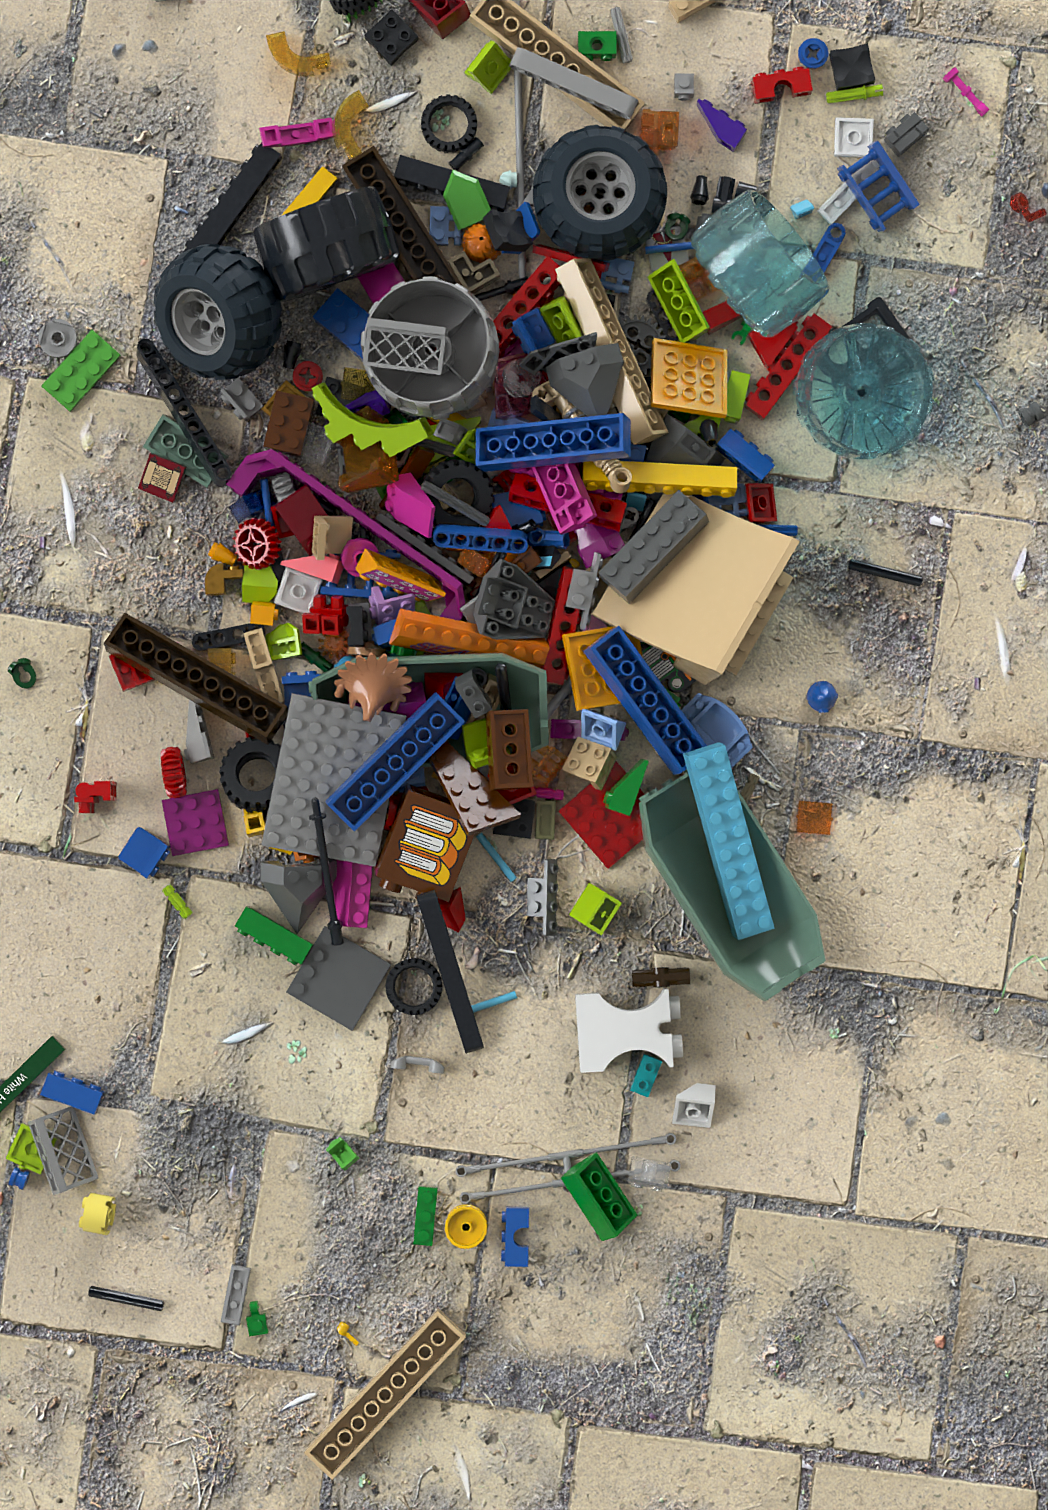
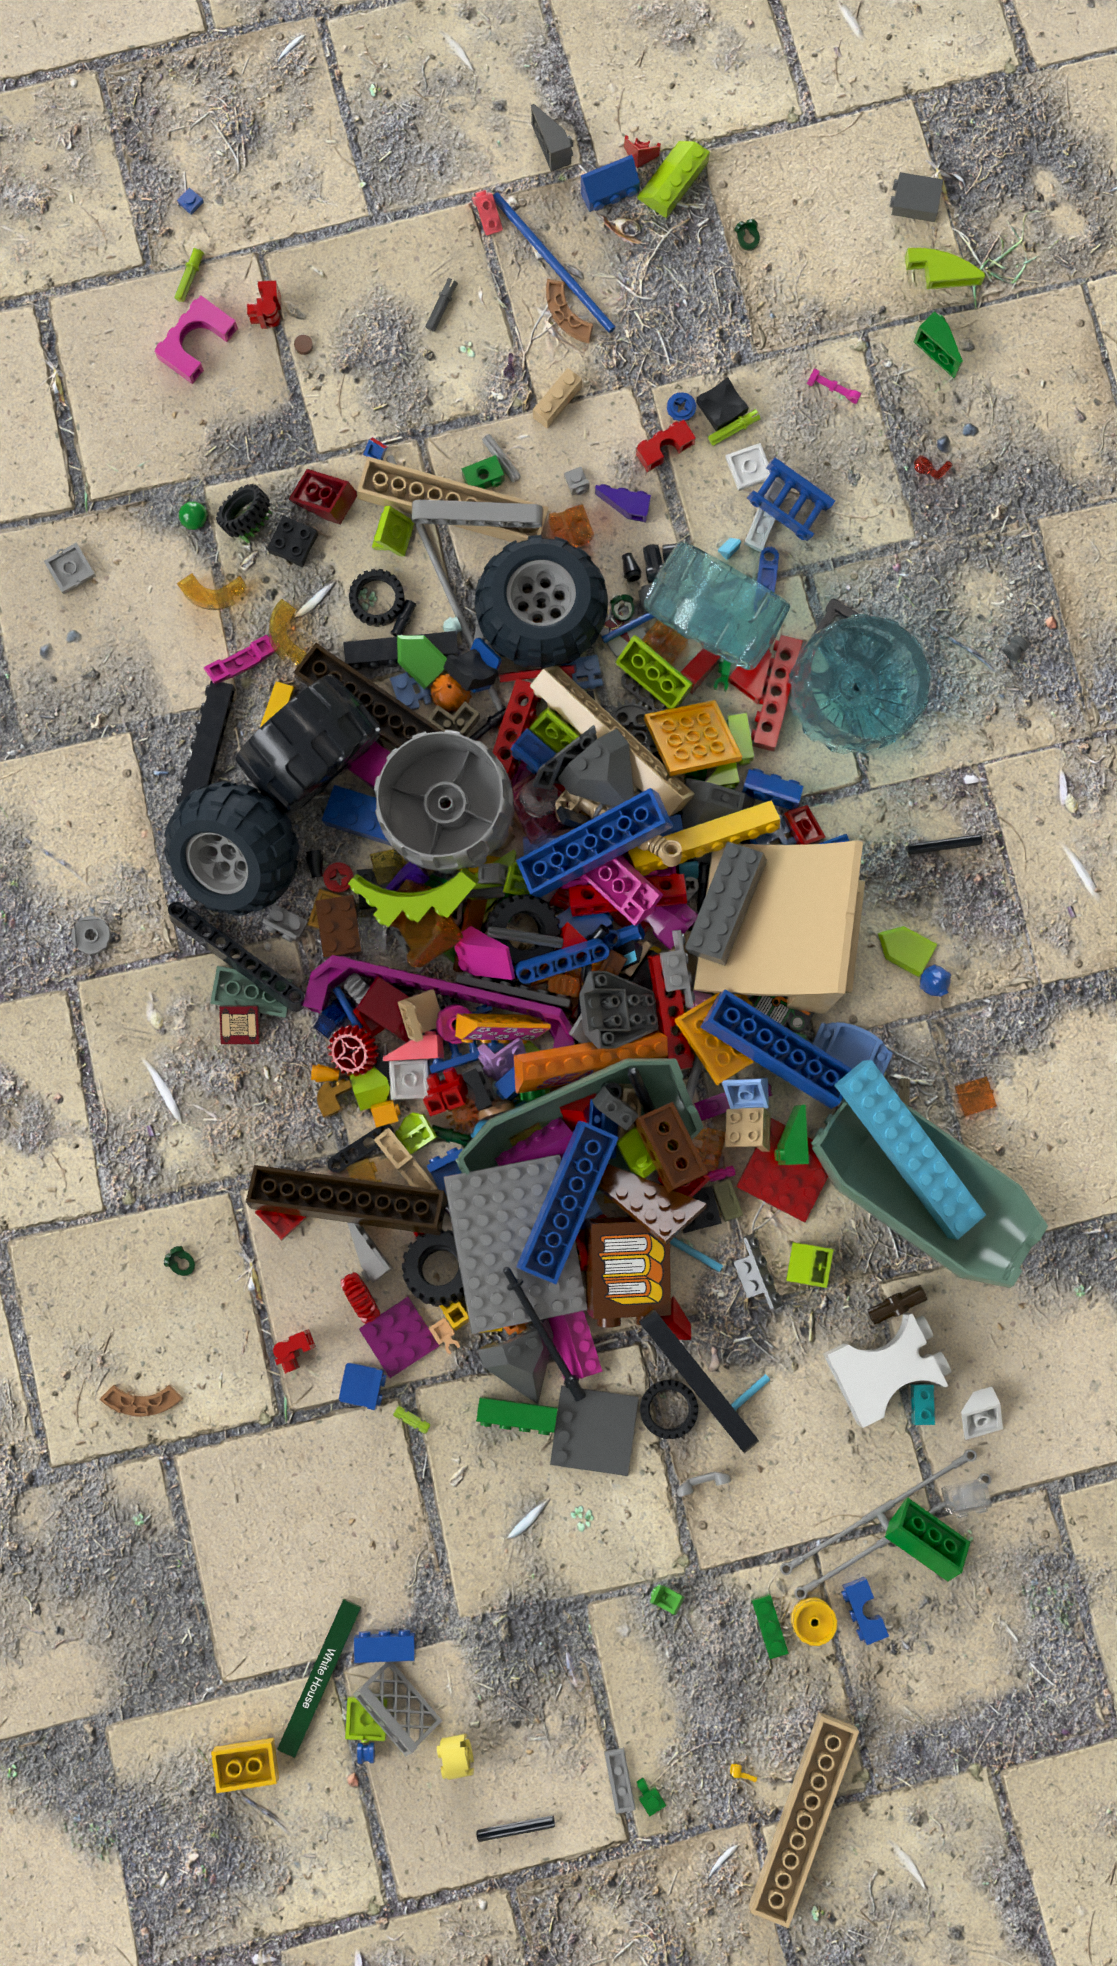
camera: 25 degrees left, 5 degrees down
(81, 370) = (124, 956): bright green plate -> none
(237, 834) = (442, 1333): none -> light nougat plate
(373, 684) = (518, 1136): nougat piece -> none
(409, 329) = (413, 790): light grey fence -> none
(709, 431) = (732, 779): black cone -> none
(808, 656) = (906, 949): none -> lime tile
(906, 134) = (795, 445): dark grey brick -> none

